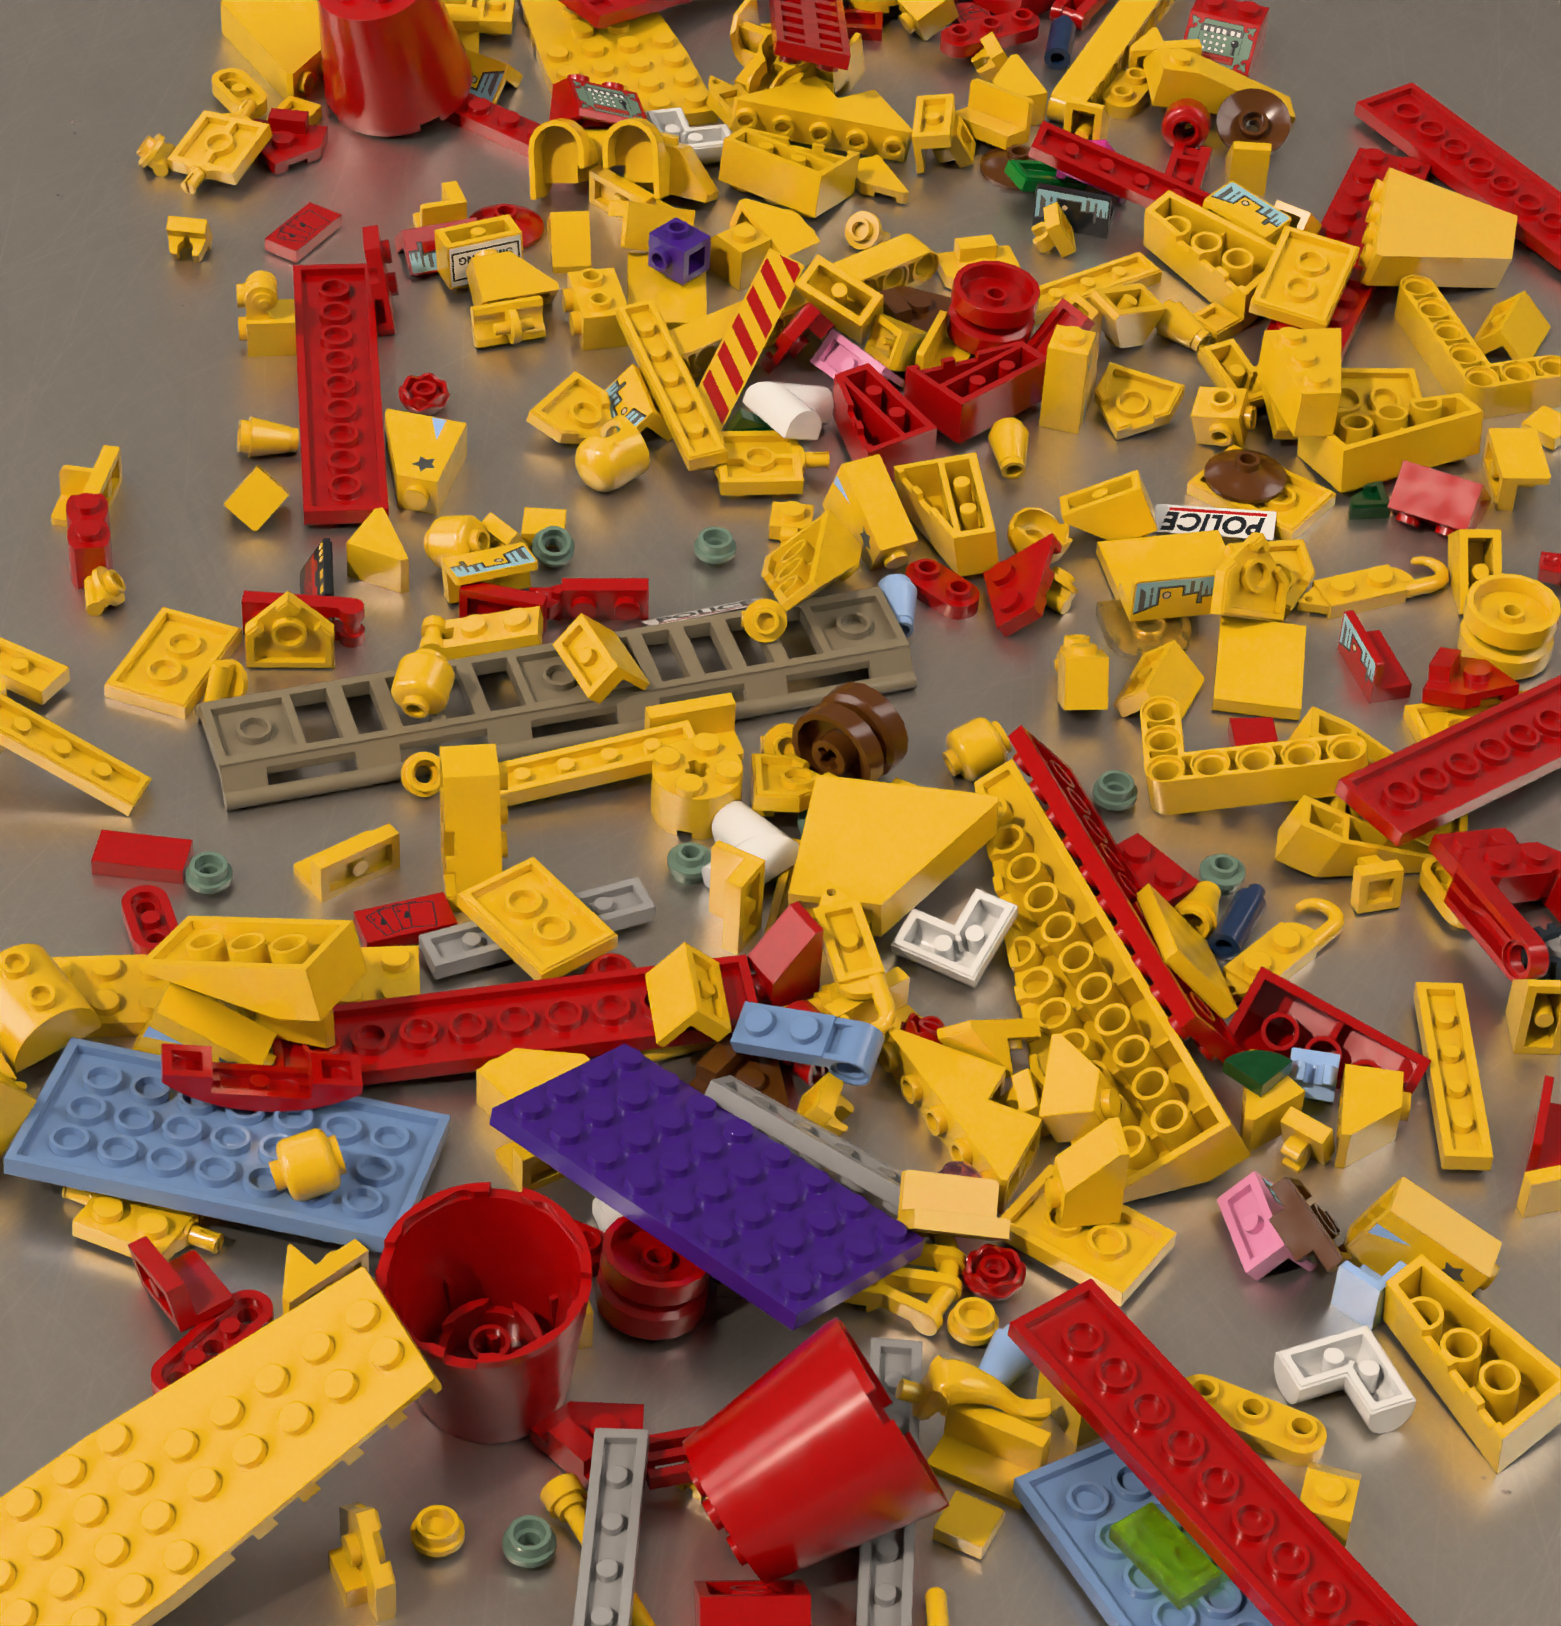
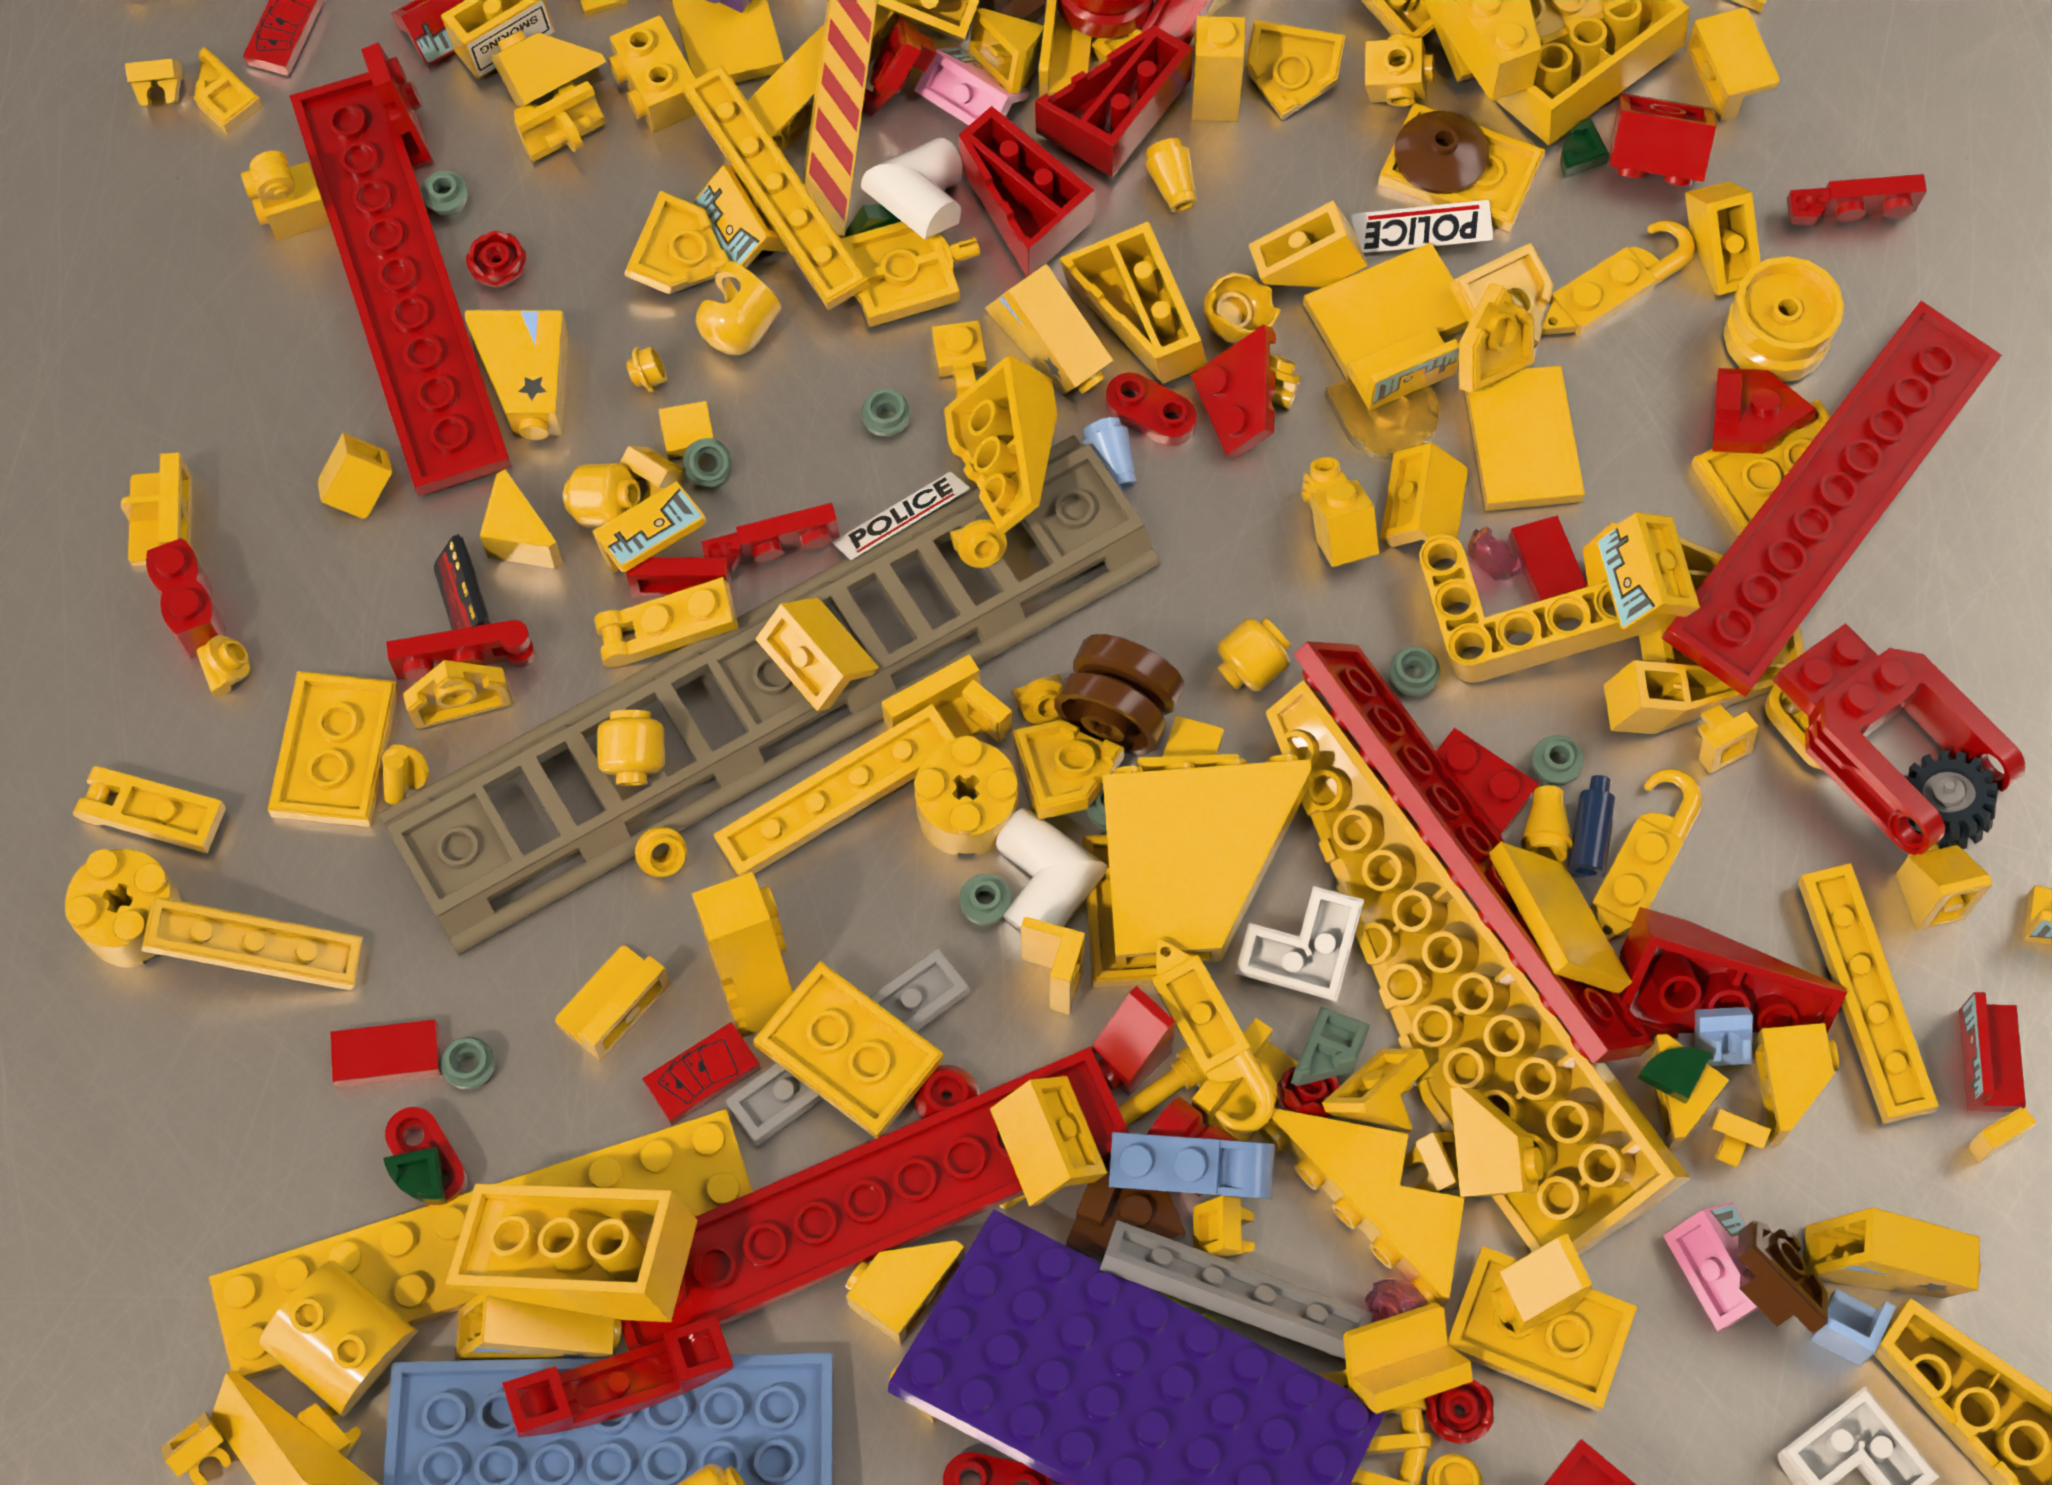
camera: 10 degrees left, 25 degrees up
(140, 924) = (418, 1175): none -> dark green tile
(238, 259) = (223, 94): none -> yellow tile
(264, 438) = (336, 377): yellow cone -> none
(397, 350) = (447, 203): none -> sand green plate
(523, 481) = (646, 368): none -> yellow plate
(734, 732) = (986, 711): none -> yellow tile
(955, 1007) = (1330, 1048): none -> sand green tile
(1206, 728) = (1493, 555): none -> clear pink plate
(1330, 722) = (1646, 569): none -> yellow panel
(1372, 662) = (1644, 400): red panel -> none

